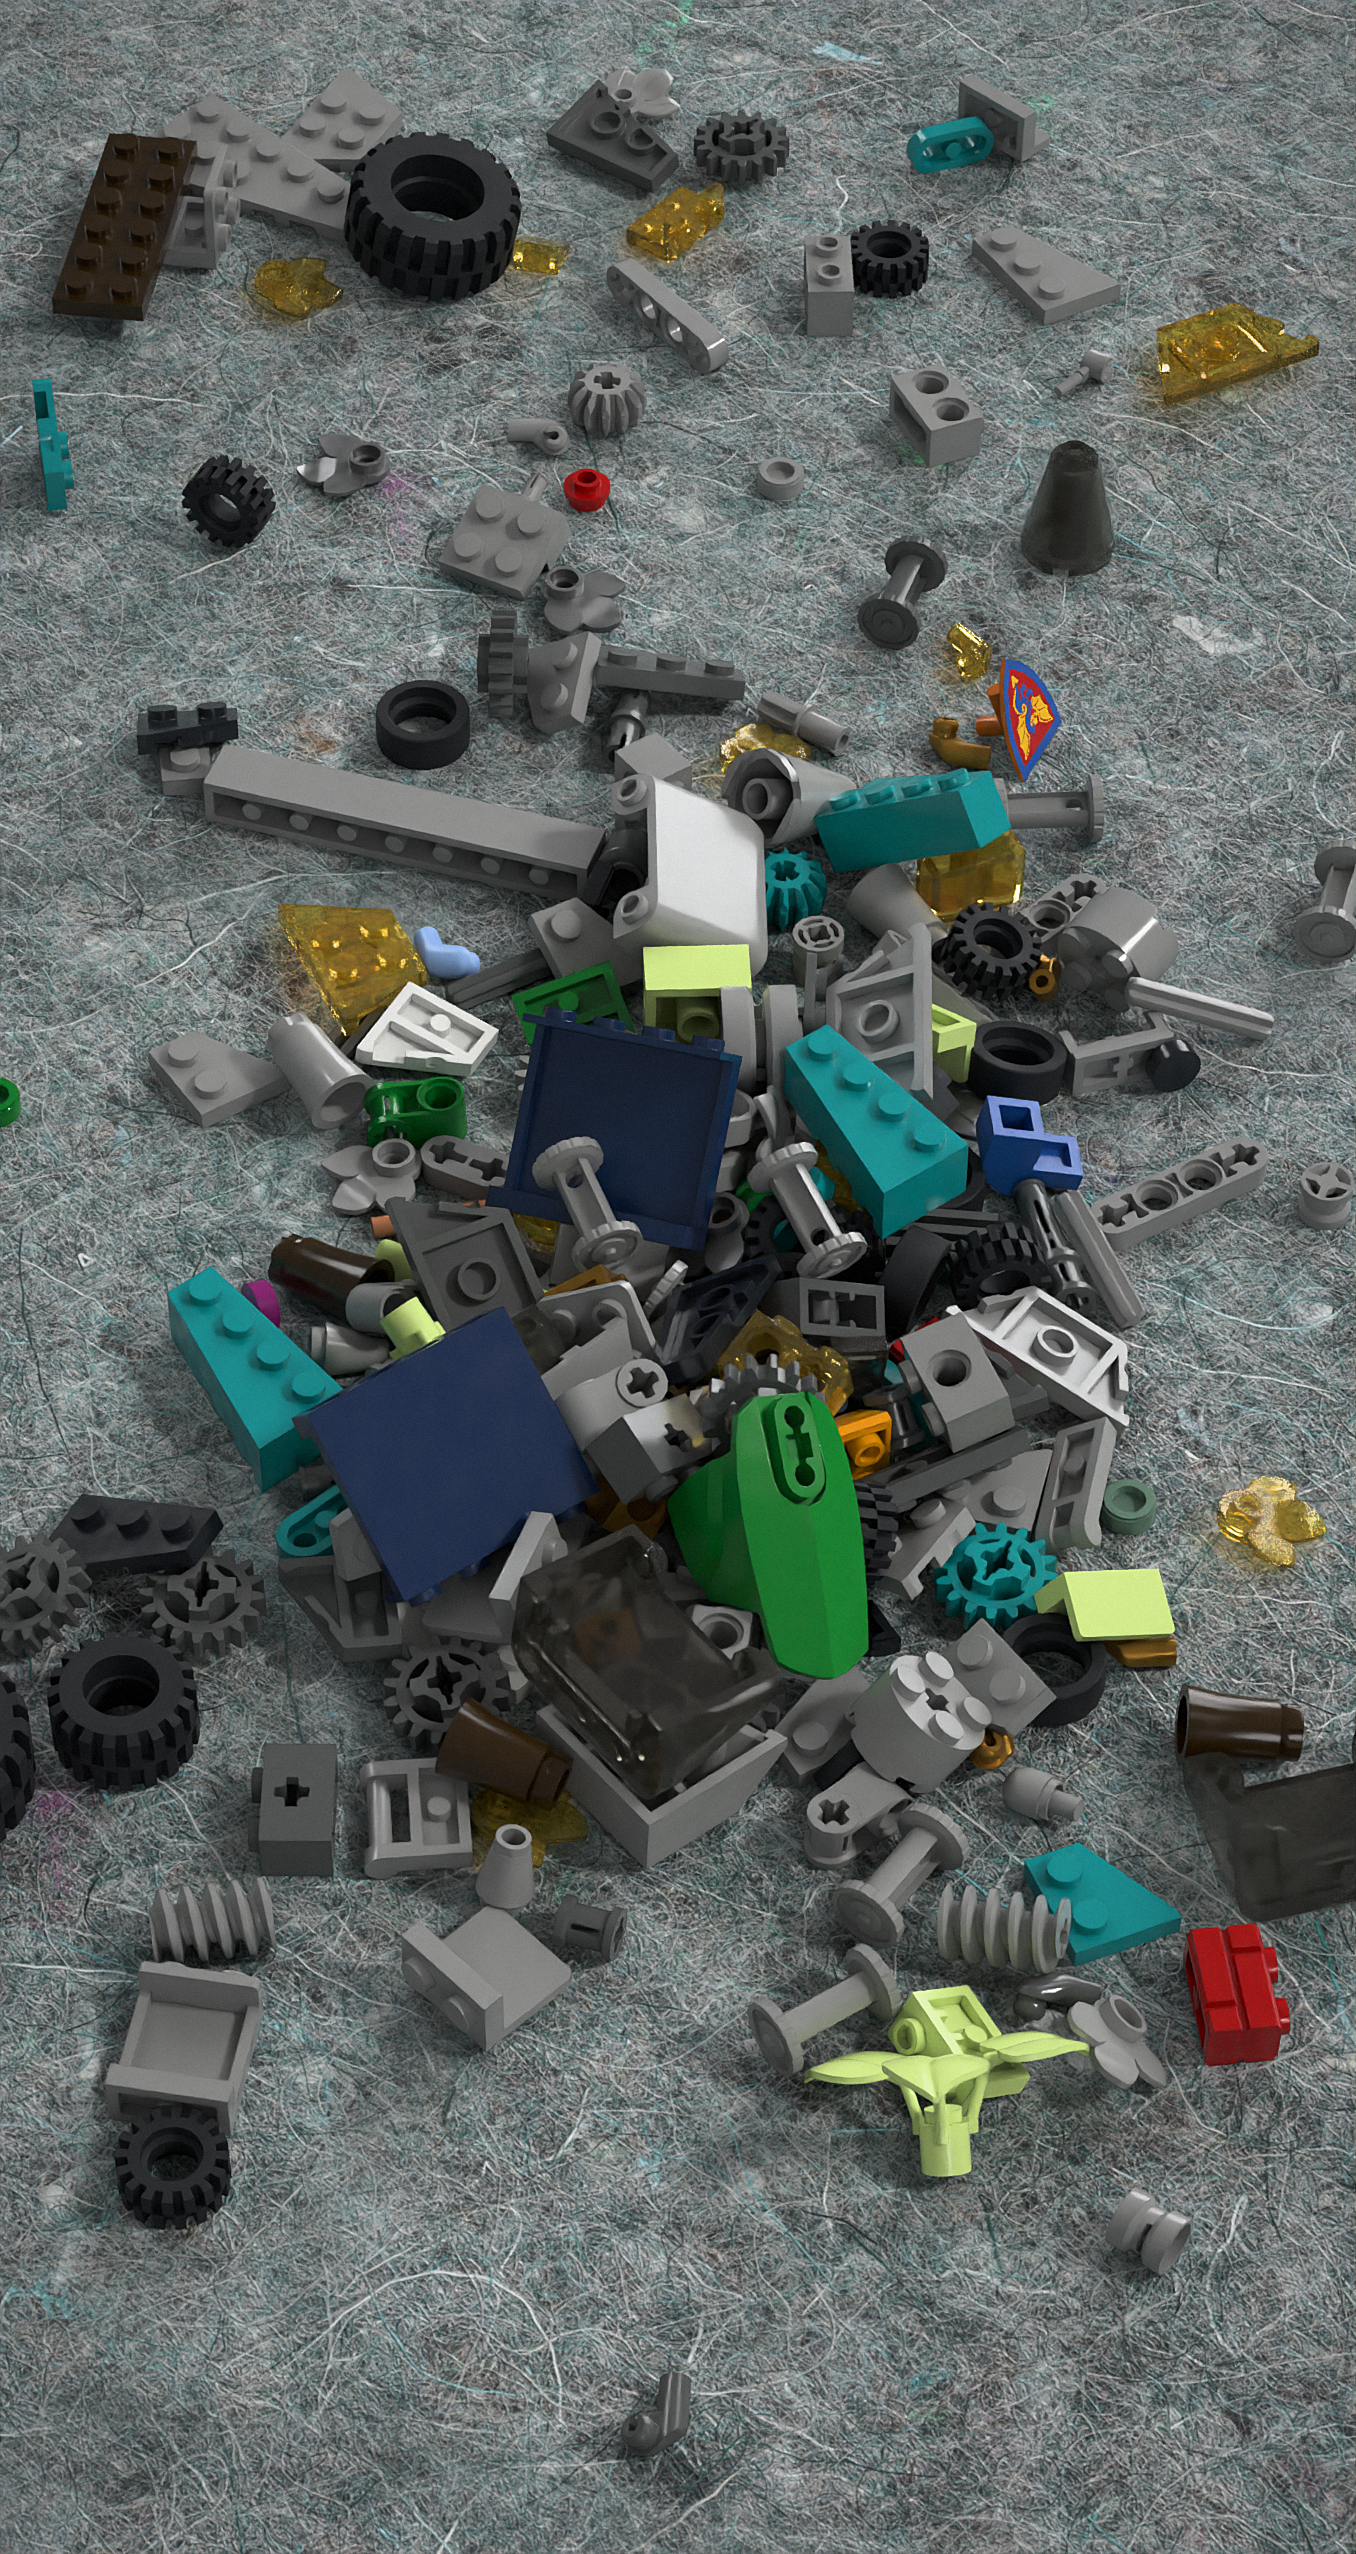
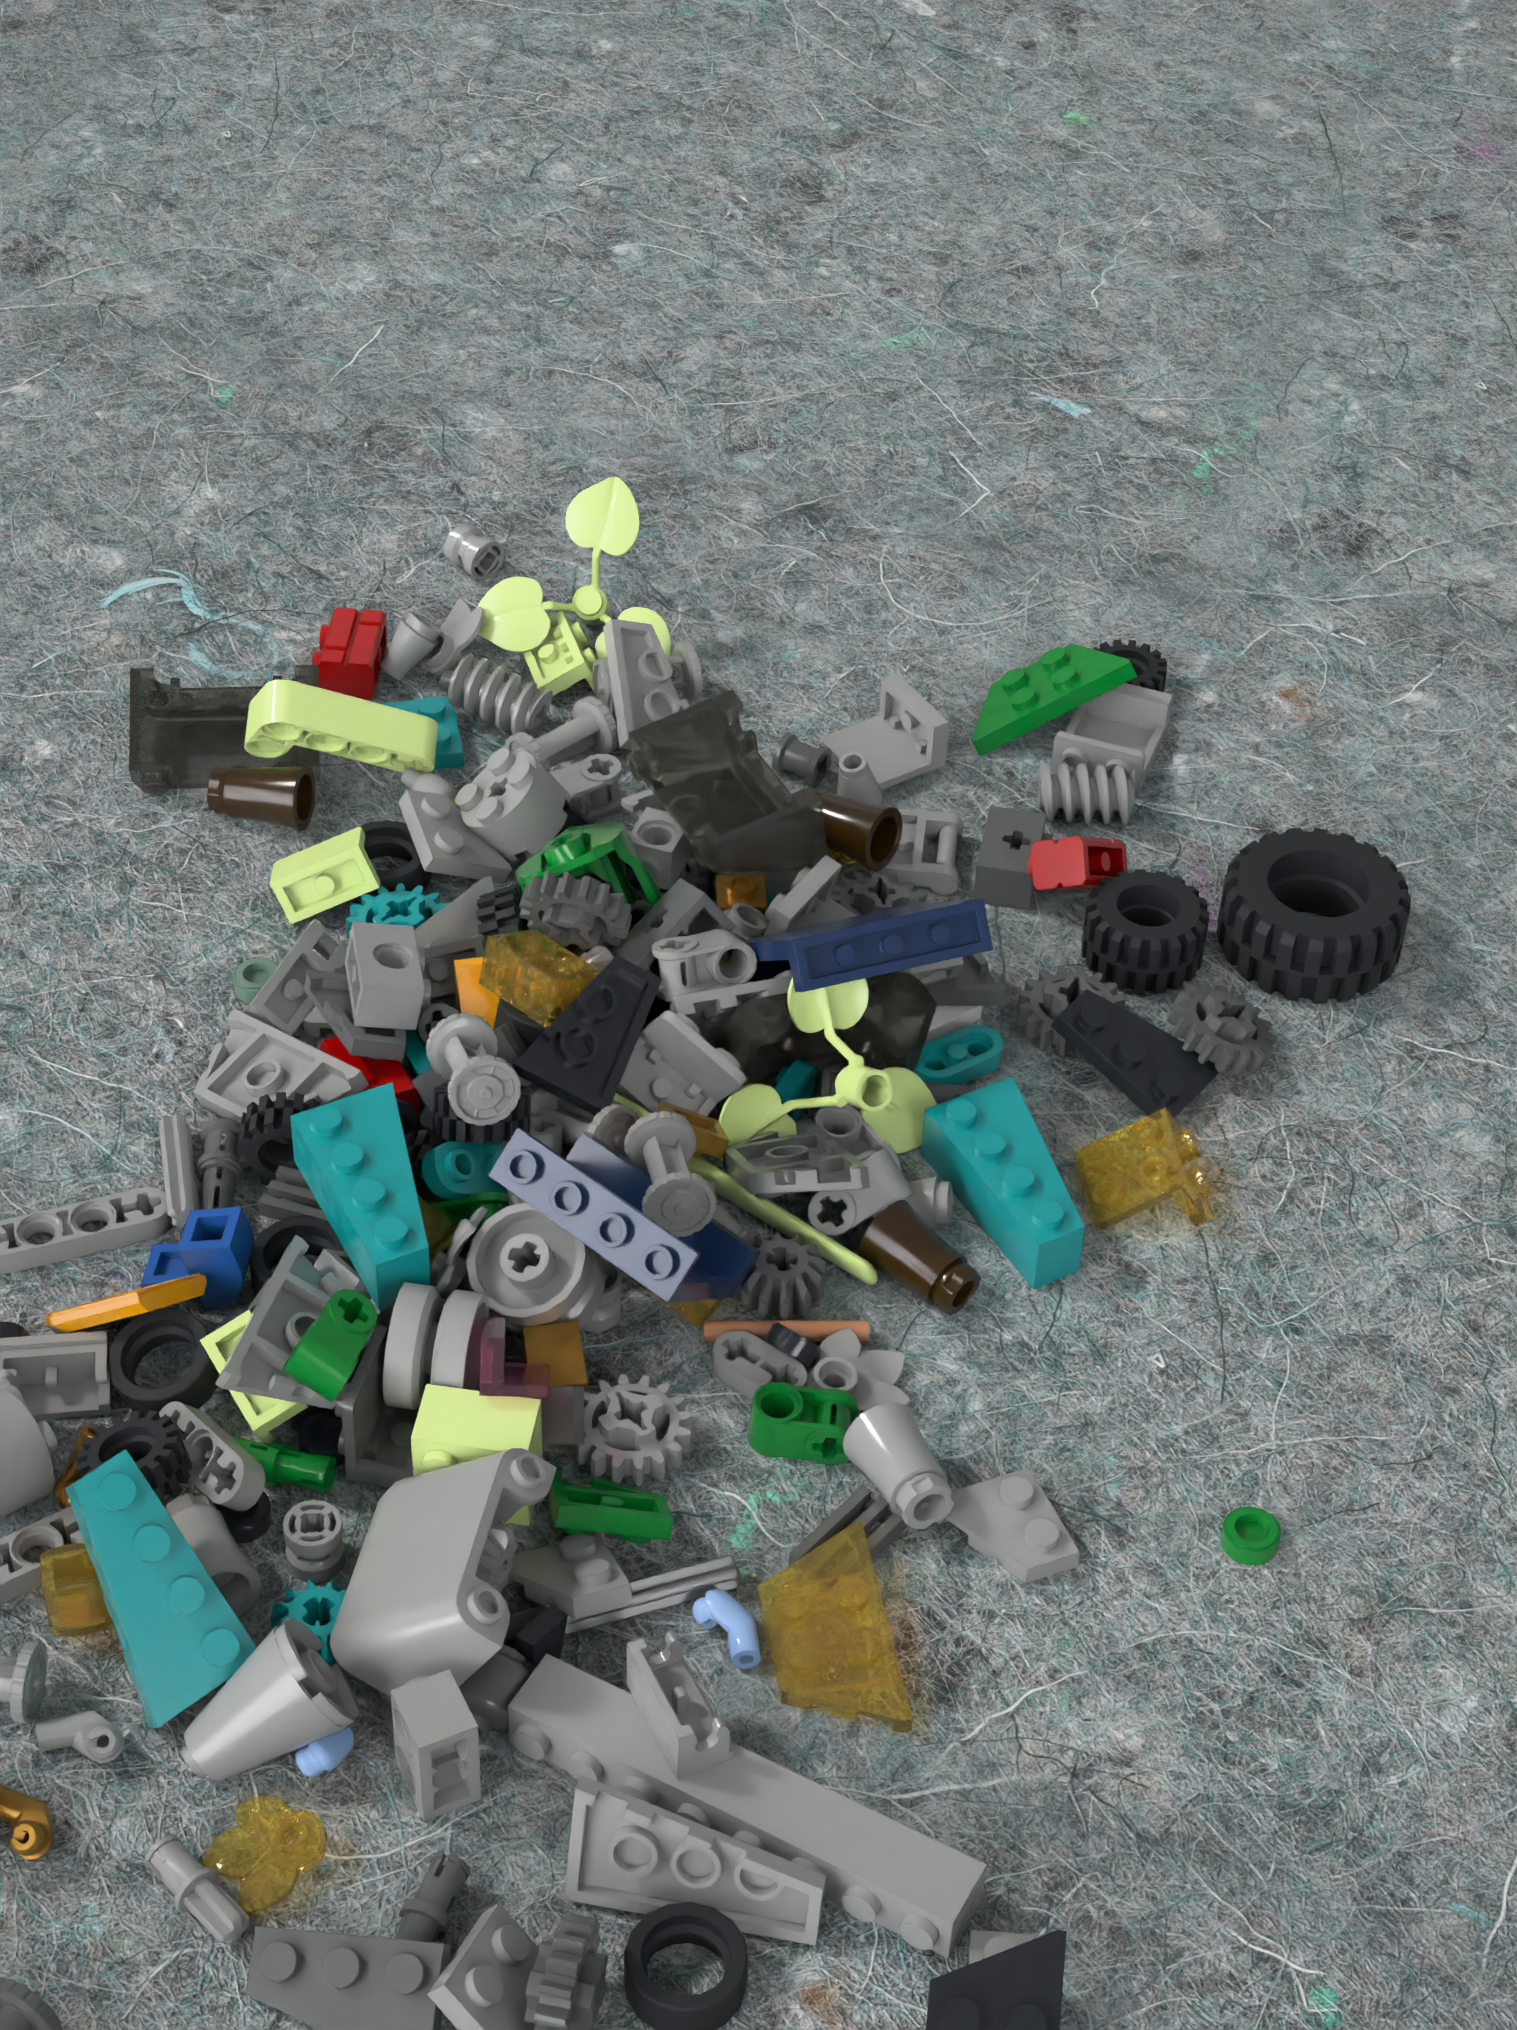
camera: 170 degrees left, 5 degrees down
(103, 1407) = (1143, 1168): none -> clear yellow bracket
(211, 1756) = (1075, 863): none -> red brick
(263, 1297) = (991, 1251): magenta tile -> none
(279, 2072) = (1046, 691): none -> green wing
(427, 1036) = (772, 1509): white wing -> none
(431, 760) = (646, 1857): none -> light grey wing
(440, 1179) = (793, 1344): none -> black tile
(466, 820) = (676, 1708): none -> light grey hinge
(664, 2426) = (823, 524): dark grey arm -> none
(679, 1002) = (508, 1378): none -> clear pink panel
(806, 1935) = (638, 677): none -> light grey wing
(846, 984) = (332, 1344): none -> green piece
(1080, 1085) = (127, 1304): none -> light orange tile
(1089, 1830) = (339, 725): none -> yellowish green beam
(1154, 1999) = (409, 645): none -> light grey cone
(1269, 1519) = (145, 948): clear yellow plate -> none

